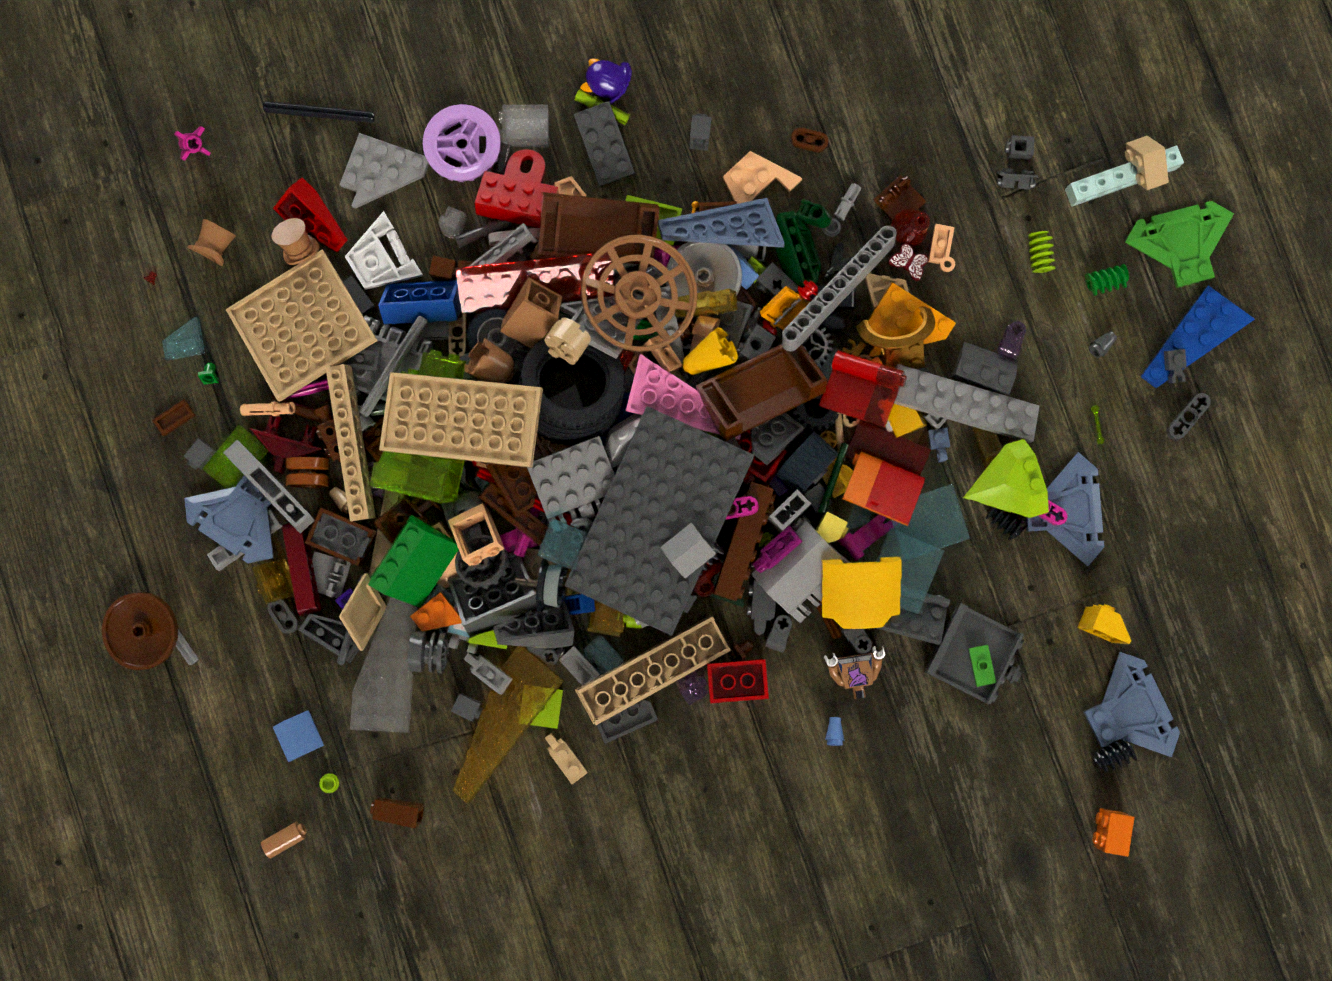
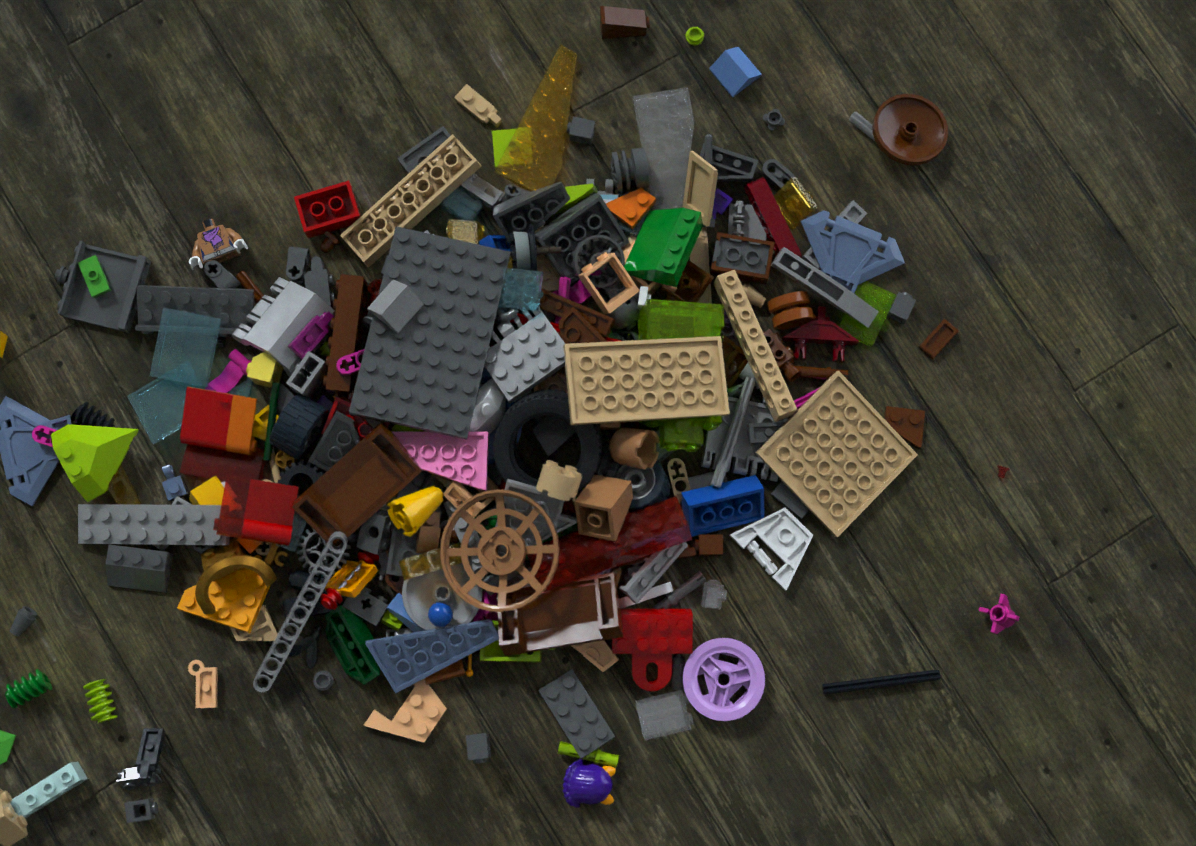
camera: 165 degrees right, 5 degrees down
(185, 341) = (949, 415): clear light blue wing -> none
(208, 375) = (916, 388): green piece -> none
(212, 241) = (949, 517): medium nougat hat -> none
(228, 342) = (906, 423): none -> reddish brown wing
(269, 681) = (775, 113): none -> dark grey plate
(274, 408) = (847, 364): light nougat pin -> none
(294, 241) = (866, 536): medium nougat hat -> none
(305, 203) = (866, 576): red wedge -> none
(380, 169) = (802, 636): light grey wing -> none
(445, 512) = (643, 296): none -> white plate
(488, 673) = (568, 164): light grey hinge -> none
(692, 687) = (369, 193): clear purple brick -> none
(709, 253) = (440, 614): none -> blue piece
(810, 138) = (364, 768): reddish brown plate -> none
(811, 213) = (347, 688): dark green piece -> none
(834, 732) = (226, 184): medium blue cone -> none
(847, 201) = (311, 711): light grey axle -> none
(861, 593) = (221, 309): yellow slope -> none
(899, 196) = (258, 725): reddish brown hinge -> none
(909, 261) = (234, 661): dark red animal -> none
(911, 226) = (240, 699): clear red cone -> none
(1003, 195) = (149, 753): none -> black hinge
(1010, 343) = (116, 600): clear purple piece -> none
(1095, 408) = (21, 554): clear neon green hinge -> none

